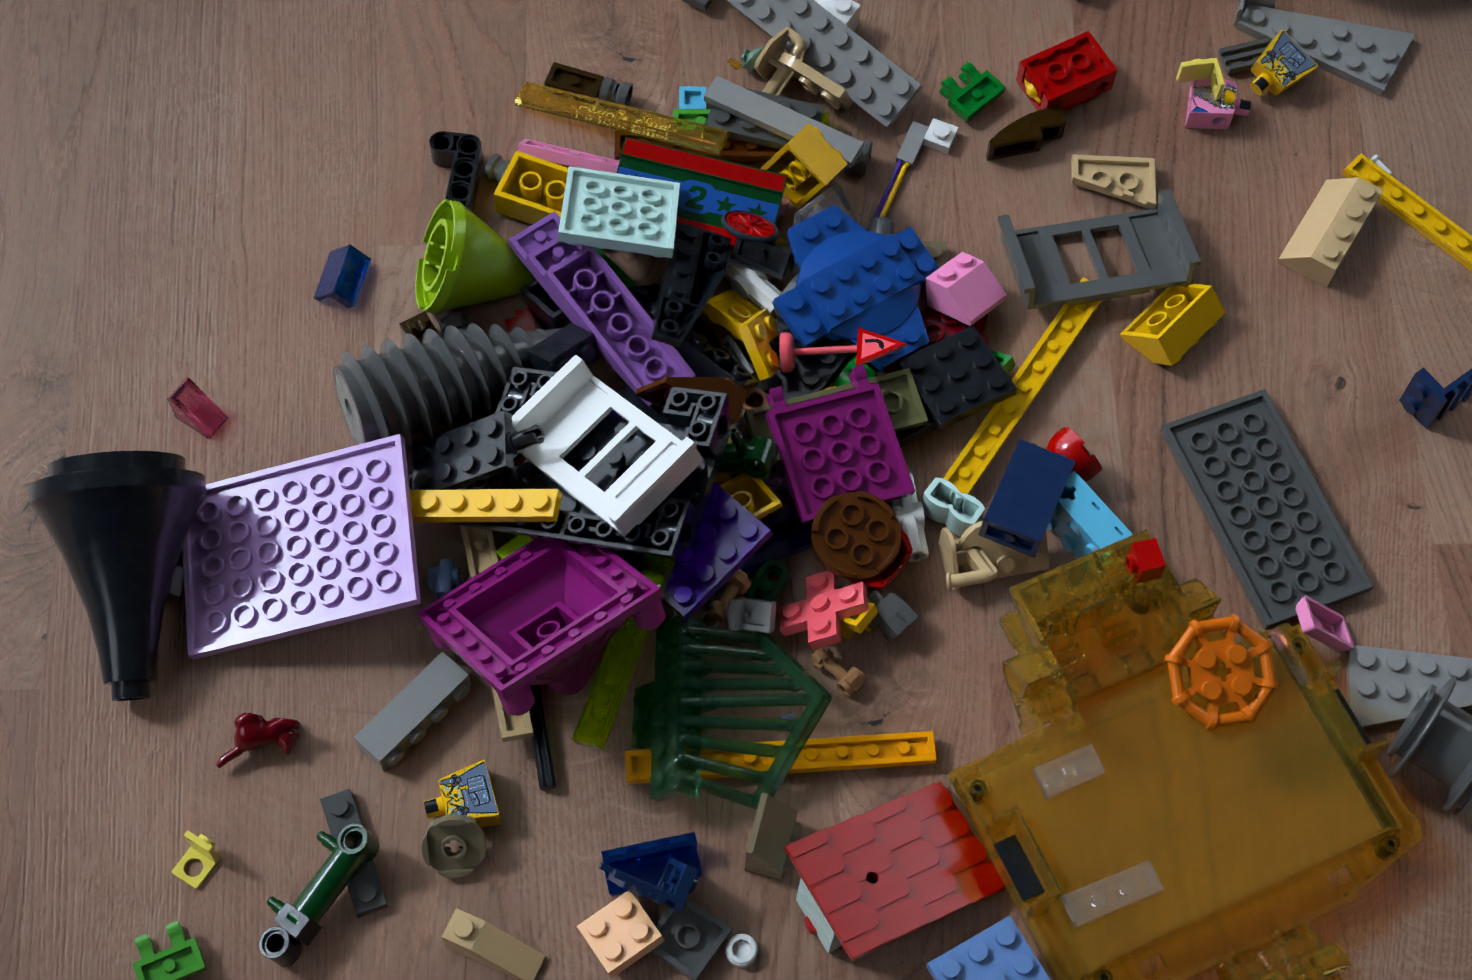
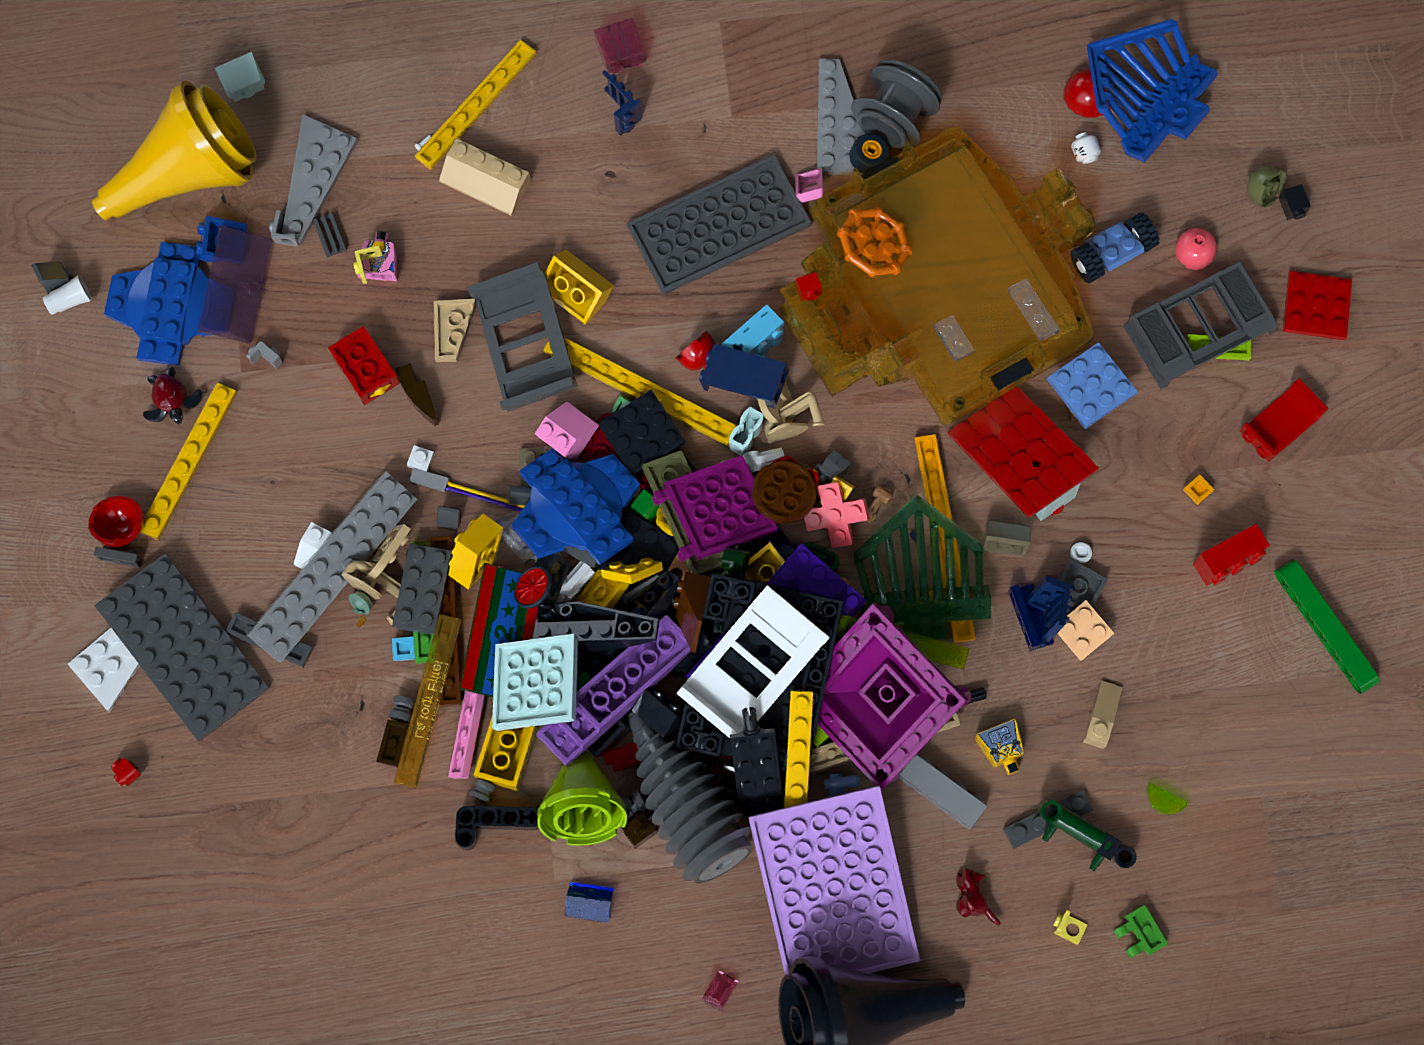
camera: 90 degrees left, 10 degrees up
(449, 828) = (1031, 741): dark tan plate -> none
(751, 615) = (845, 562): light grey bracket -> none
(775, 116) = (430, 572): light grey tile -> none
(868, 348) = (634, 489): coral piece -> none
(976, 96) = (384, 433): green plate -> none
(1281, 66) = (343, 210): torso -> none
(1391, 704) = (868, 152): none -> black wheel

